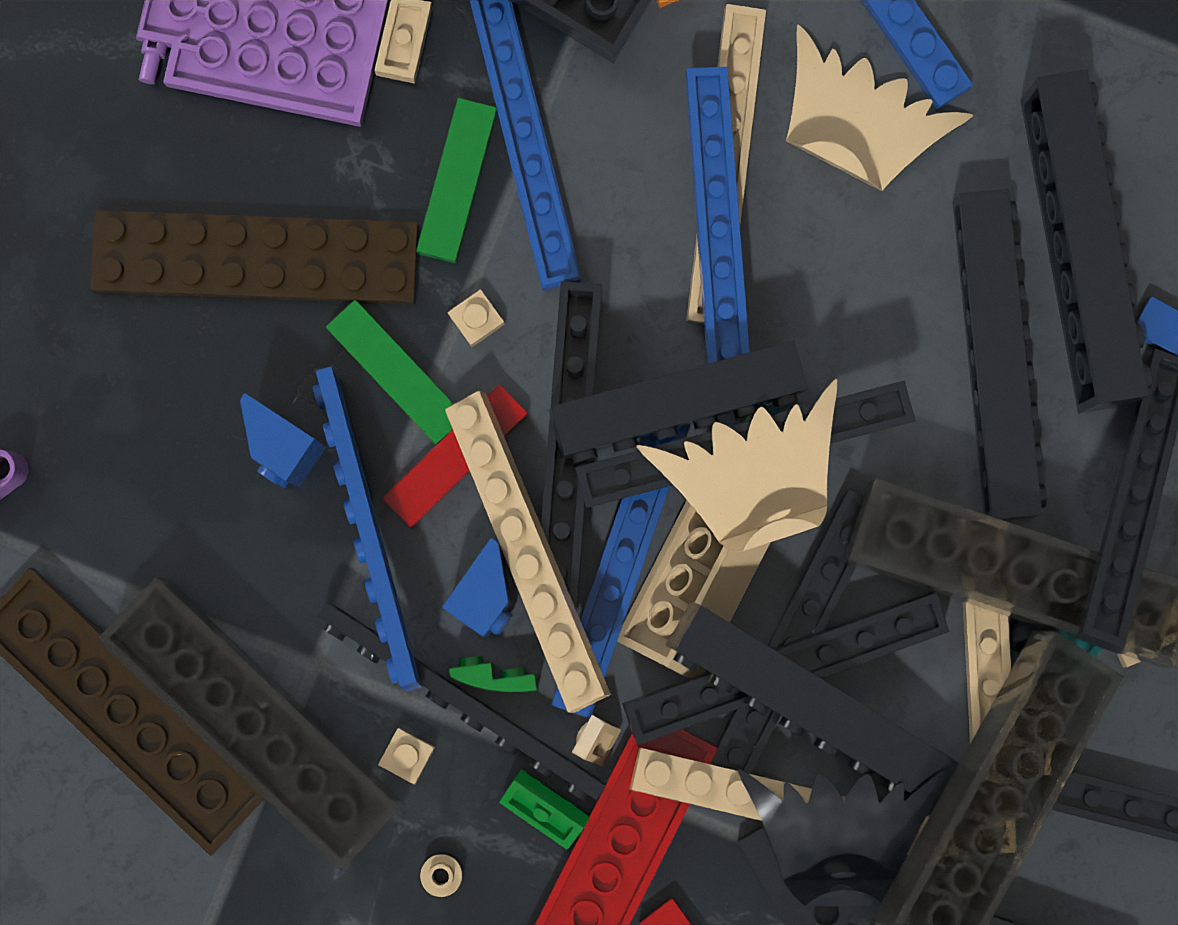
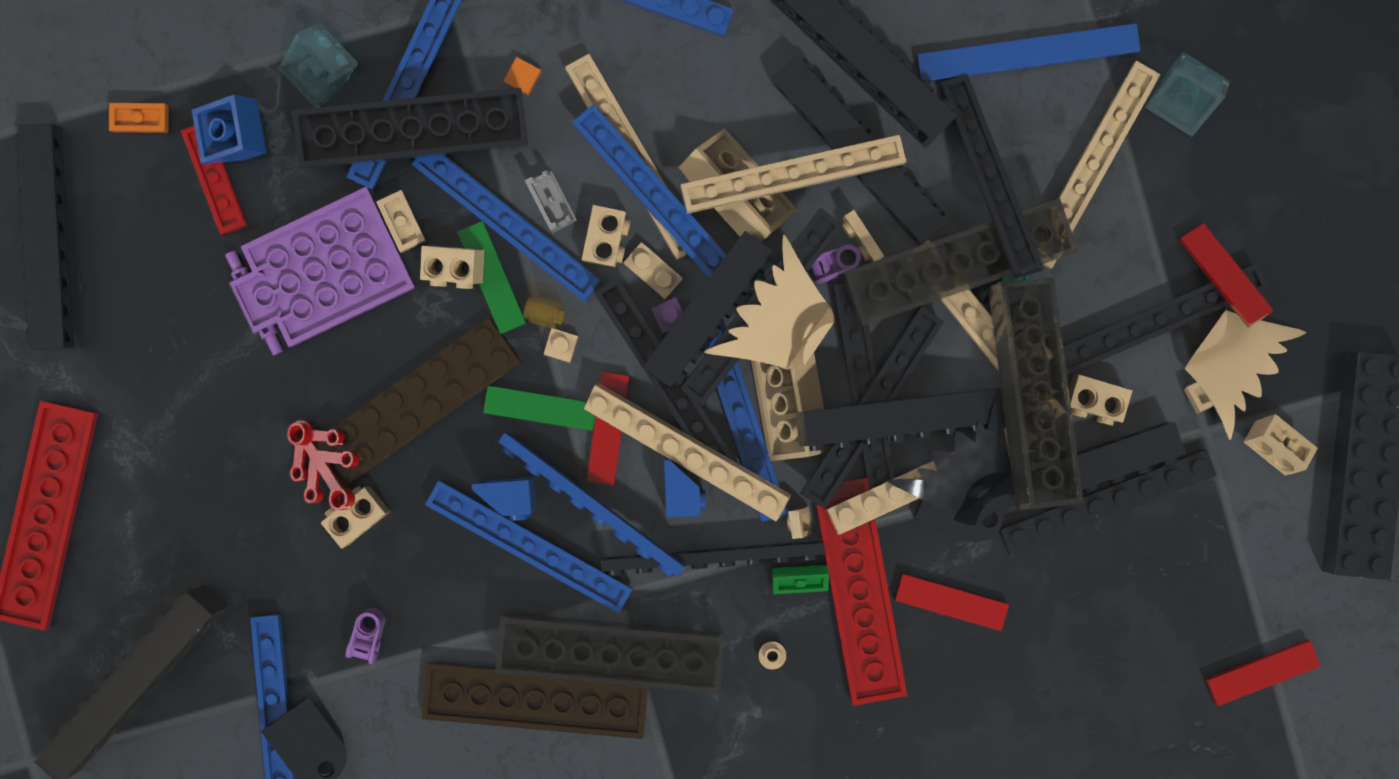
camera: 45 degrees left, 5 degrees up
(83, 341) = (358, 521): none -> tan brick
(97, 195) = (319, 463): none -> red plant
(256, 523) = (529, 546): none -> blue plate
(406, 755) = (705, 607): tan plate -> none
(424, 127) = (452, 261): none -> tan brick
(481, 675) = (711, 535): green slope -> none
(486, 264) = (544, 312): none -> clear yellow brick
(592, 144) = (551, 201): none -> light grey hinge
(616, 224) = (597, 236): none -> tan brick
(627, 371) = (667, 314): none -> medium lavender plate
(649, 313) = (653, 270): none -> tan plate
(822, 289) = (724, 156): none -> tan slope
(853, 123) = (687, 79): tan piece -> none
(866, 462) = (832, 265): none -> medium lavender piece
(900, 319) = (792, 174): none -> tan plate
(925, 441) = (855, 228): none -> tan plate
(1073, 861) = (1098, 394): none -> tan brick

